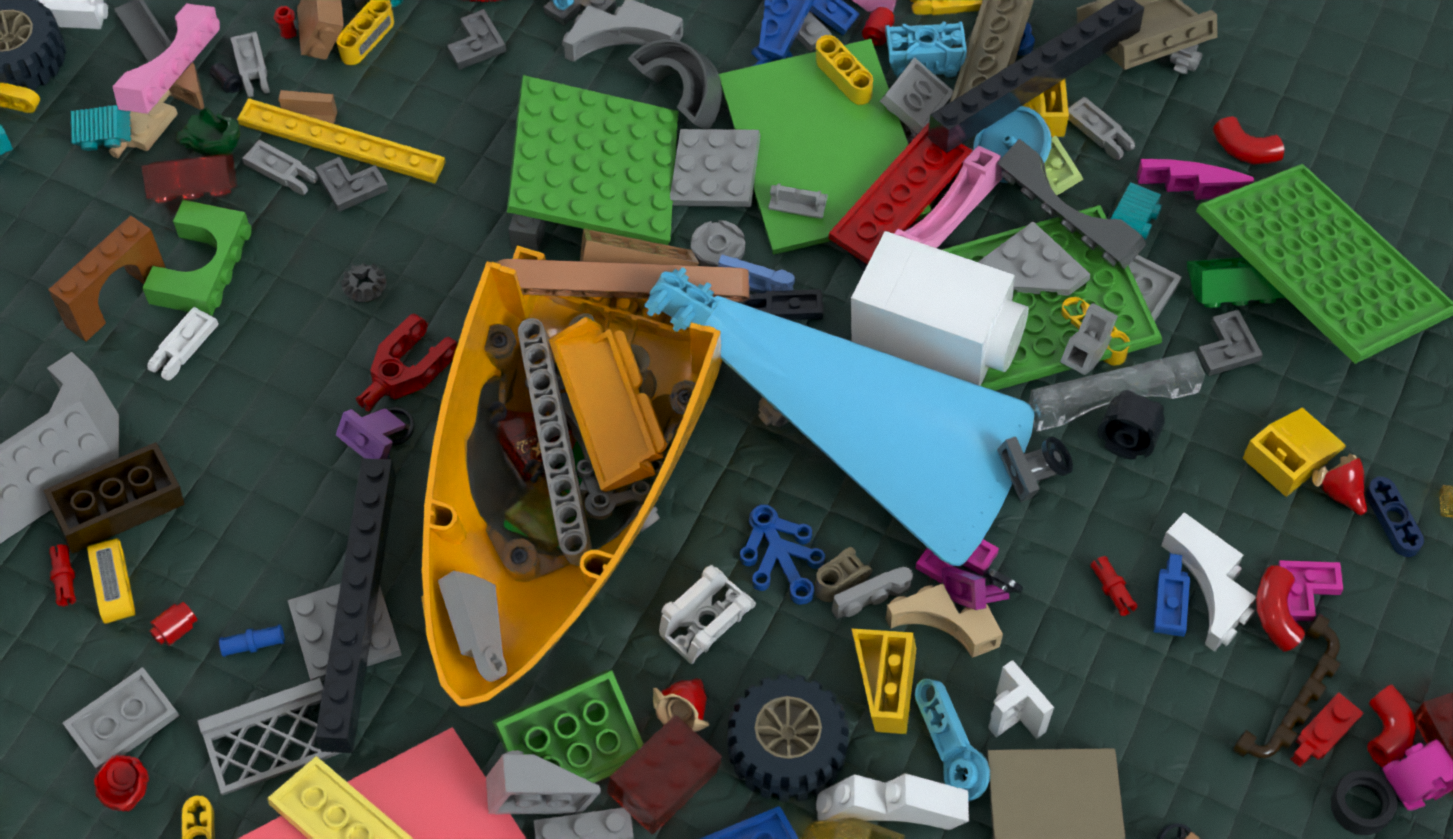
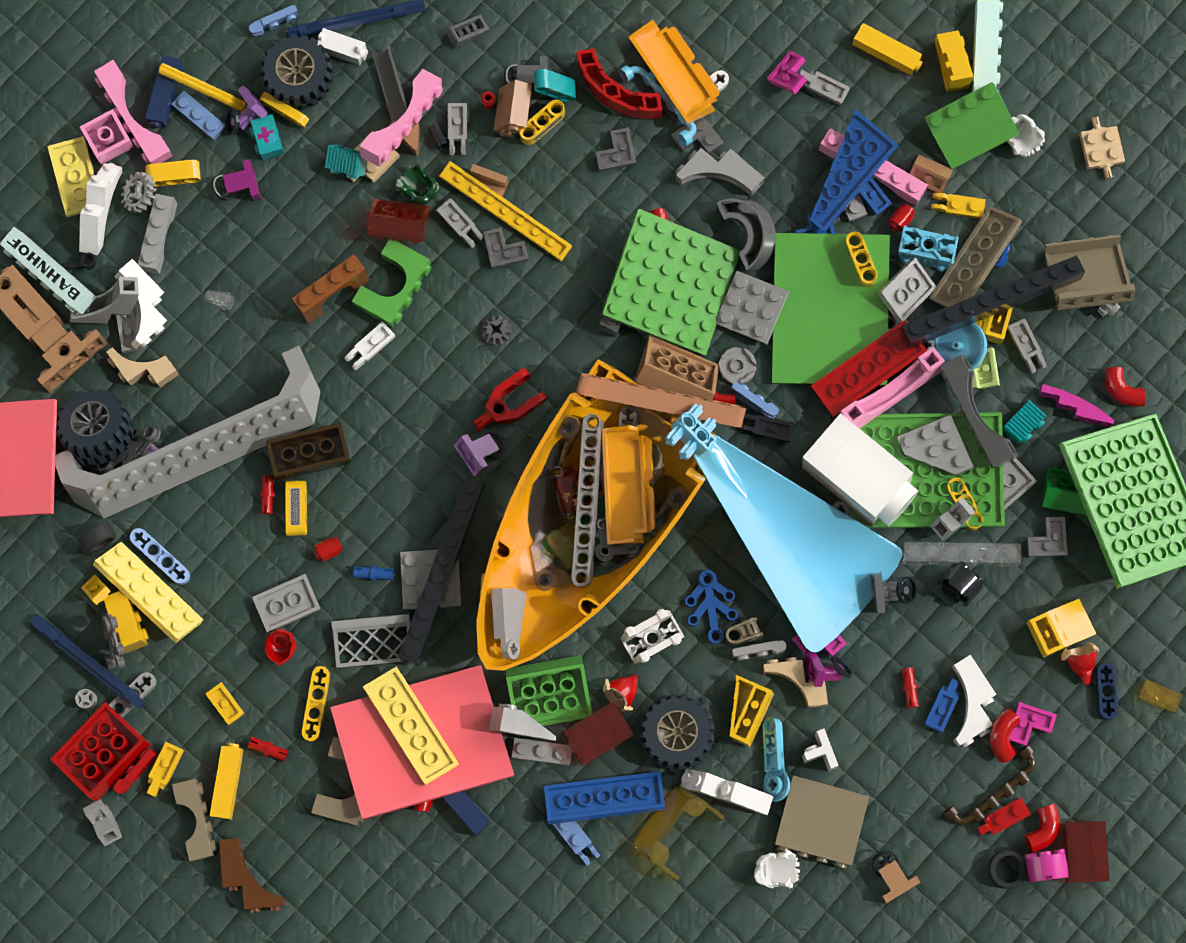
camera: 20 degrees right, 20 degrees up
(797, 201) = (798, 352): light grey hinge -> none

